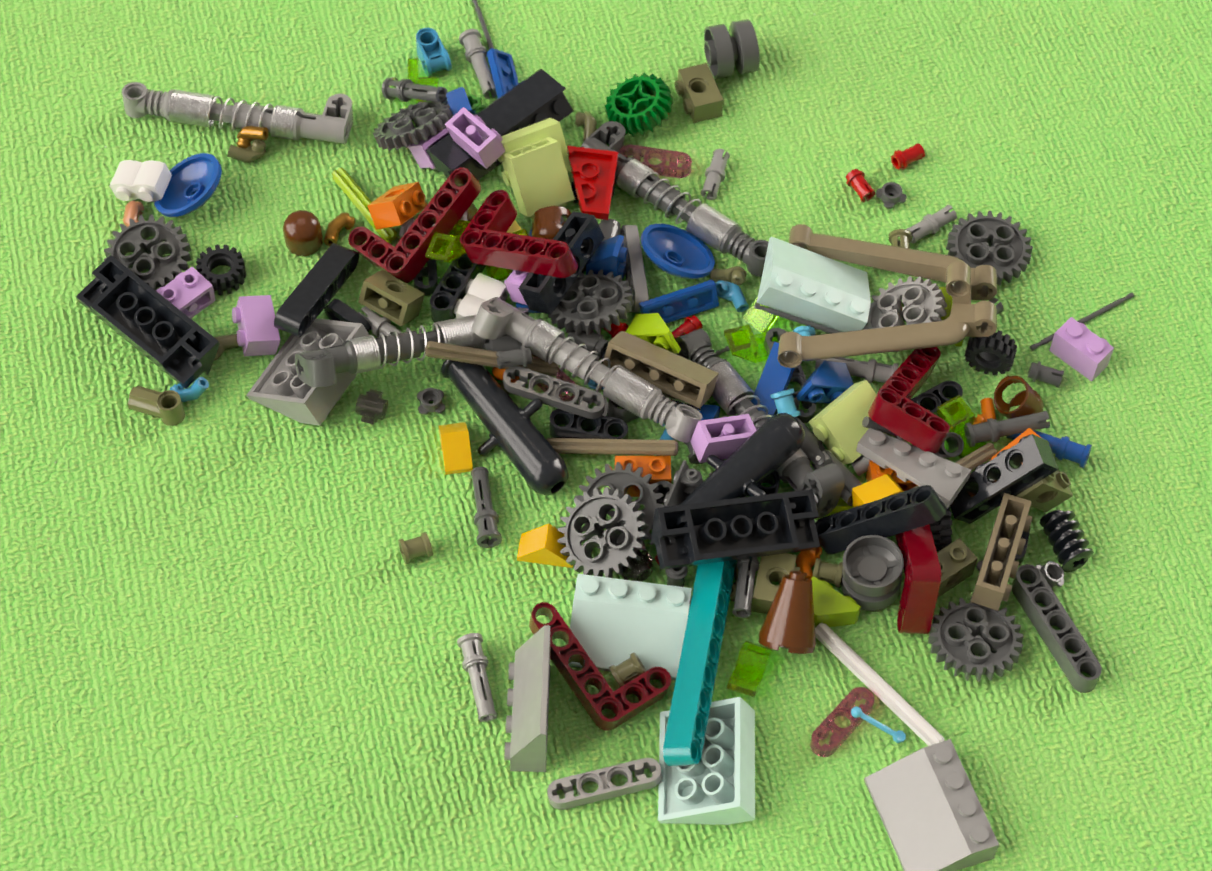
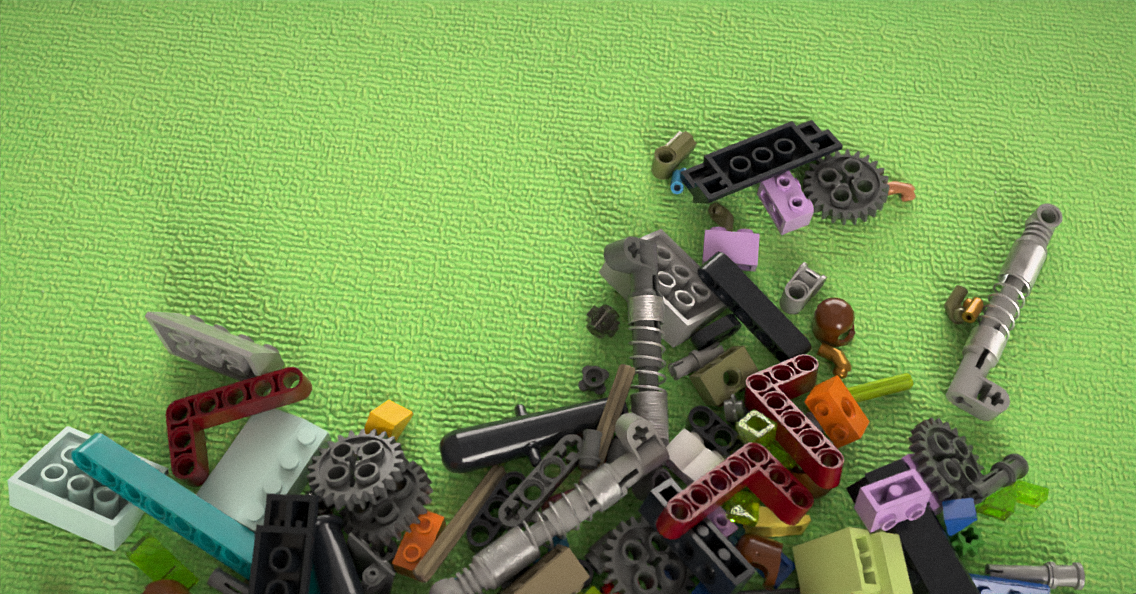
camera: 110 degrees right, 5 degrees up
(140, 180) = (935, 199): white brick -> none
(190, 186) = (917, 235): blue dish -> none
(220, 257) = (817, 231): black tyre -> none
(275, 266) = (802, 285): none -> light grey piece
(415, 547) = (435, 313): olive bush -> none
(424, 279) = (734, 409): none -> dark grey plate
(431, 52) = (1054, 524): dark azure piece -> none
(455, 448) = (535, 384): yellow slope -> none
(475, 665) = (292, 324): light grey pin -> none
(485, 518) = (440, 383): dark grey pin -> none
(603, 779) = (127, 391): light grey beam -> none
(627, 670) = (216, 447): olive bush -> none

